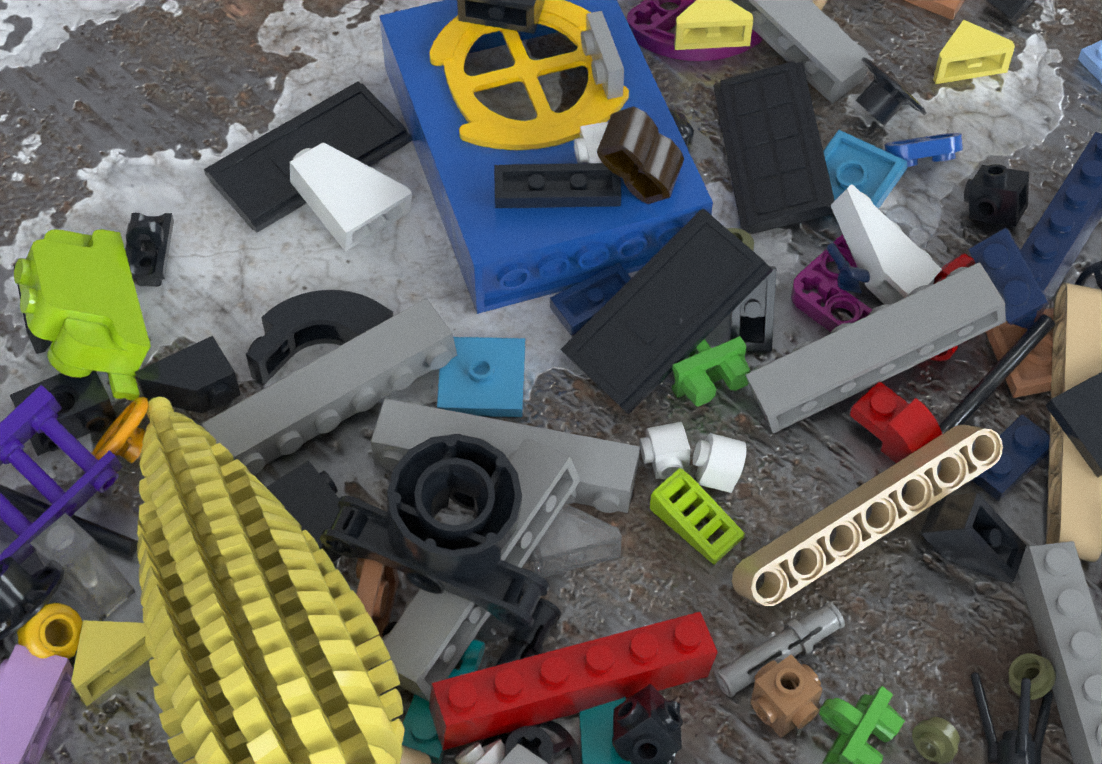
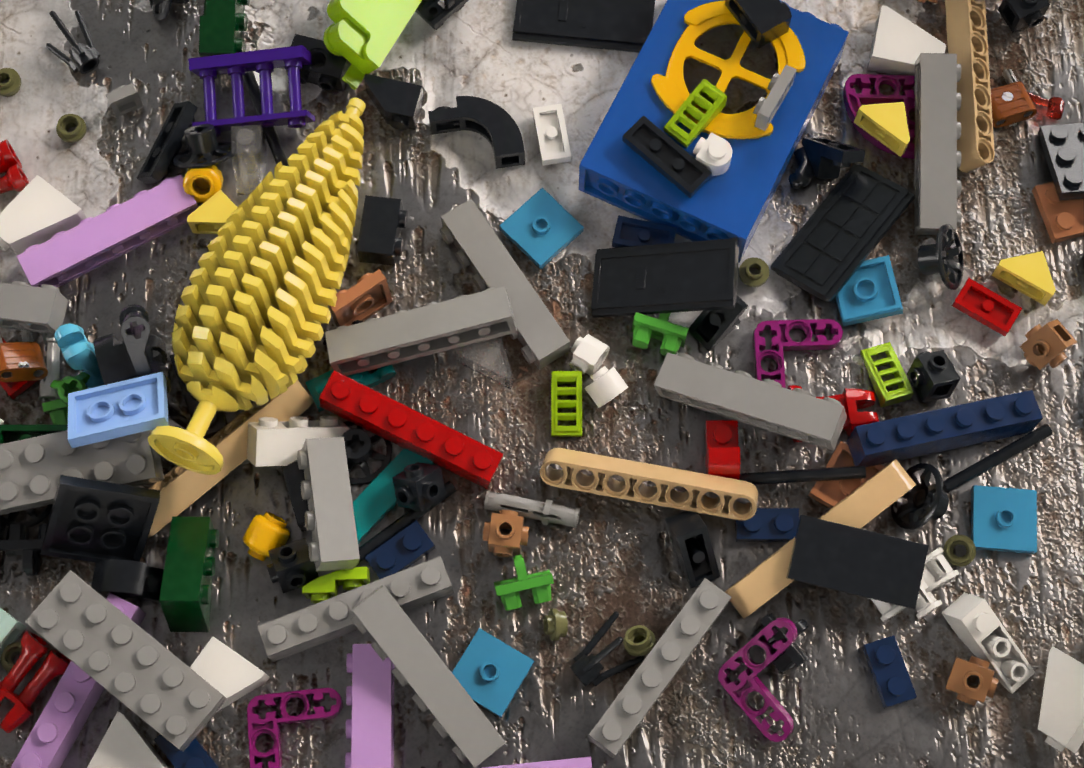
camera: 45 degrees right, 15 degrees up
(124, 435) = (329, 103): light orange piece -> none
(334, 387) = (454, 169): light grey brick -> none
(347, 194) = (573, 59): white slope -> none
(395, 279) = (551, 134): none -> white plate
(441, 555) = (397, 275): black piece -> none
(529, 643) = (417, 389): black pin -> none
(542, 100) = (709, 99): none -> lime slope
(640, 155) = (723, 178): dark brown brick -> none
(685, 91) = (830, 155): none -> black slope
(848, 276) = (791, 349): dark blue hand -> none
(882, 248) = (822, 358): white slope -> none
(939, 146) = (936, 313): blue plate -> none
(965, 224) = (884, 397): none -> lime slope
(967, 107) = (987, 307): none -> red plate
(1010, 275) = (858, 428): dark blue plate -> none
(1048, 80) = (1047, 344): none -> medium nougat brick

